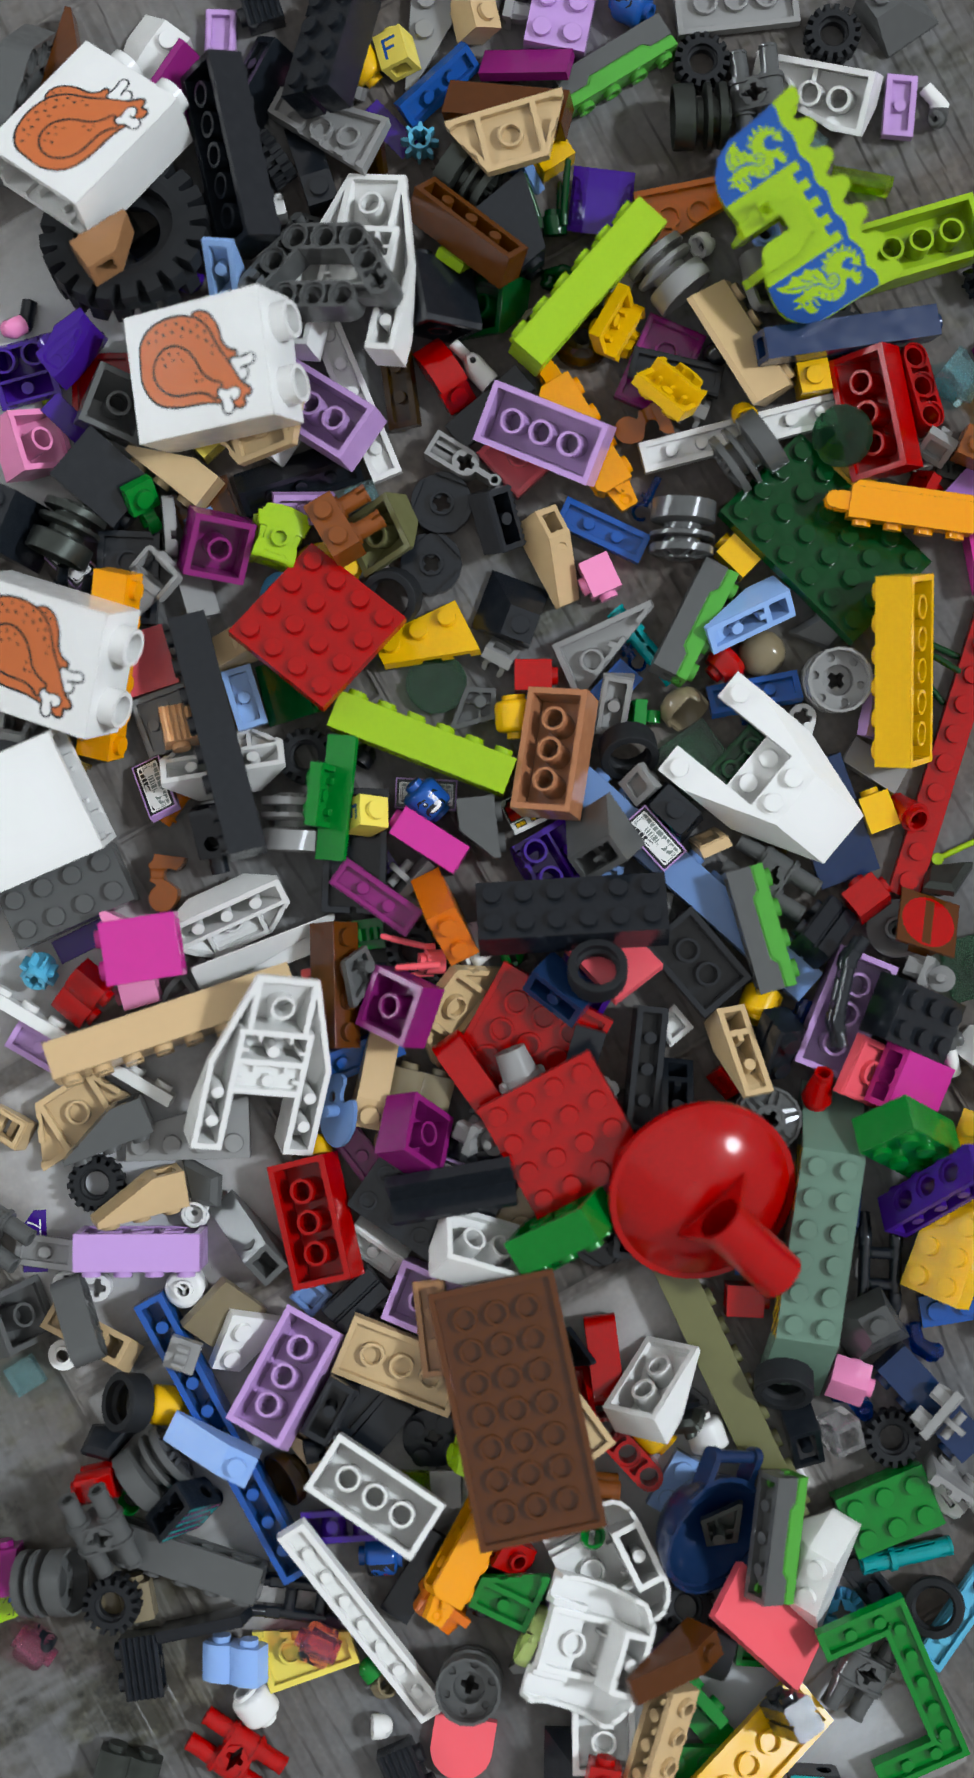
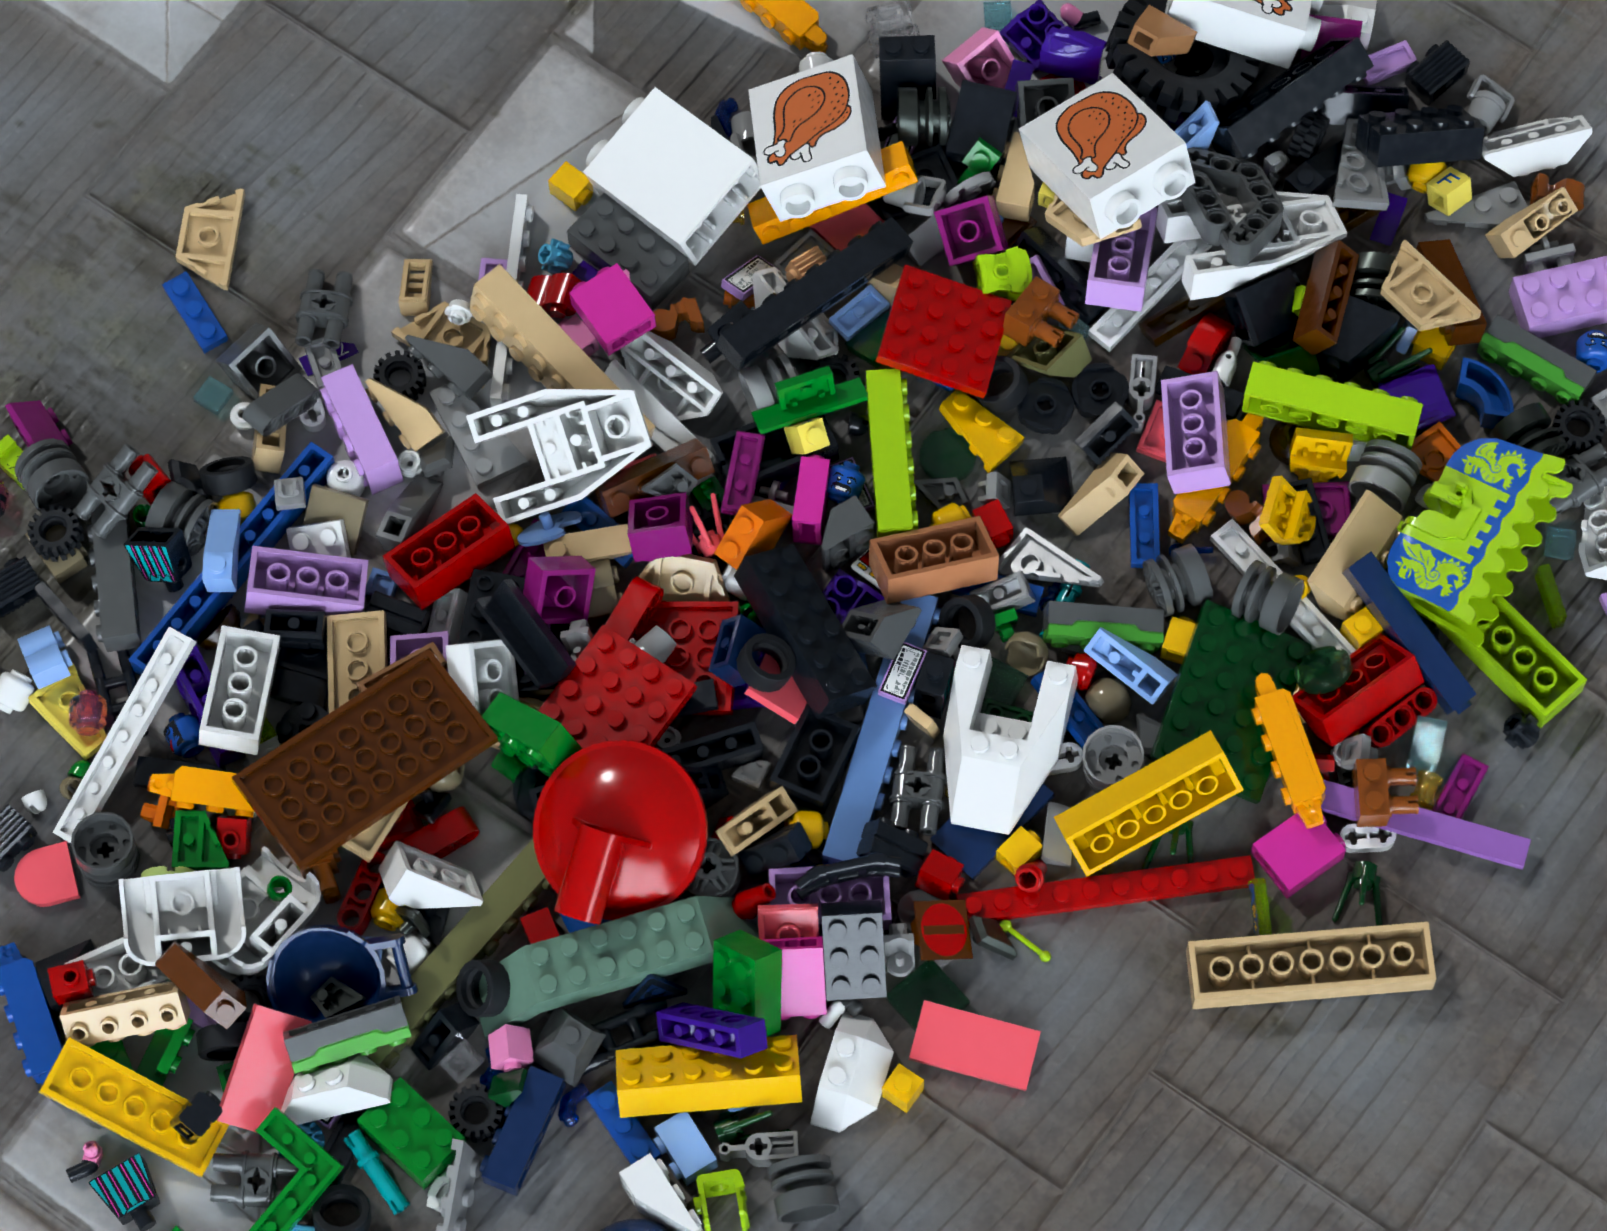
camera: 70 degrees right, 20 degrees down
(57, 1097) = (458, 312): none -> white plate
(420, 134) = (1387, 234): medium azure gear -> none
(431, 89) = (1423, 227): blue plate -> none
(526, 64) = (1496, 291): magenta tile -> none
(598, 578) = (1102, 539): bright pink brick -> none
(629, 131) = (1484, 391): none -> blue brick
(760, 928) = (868, 788): piece -> none
(887, 1401) = (507, 1086): none -> dark green slope
(930, 1424) = (515, 1131): light grey hips -> none

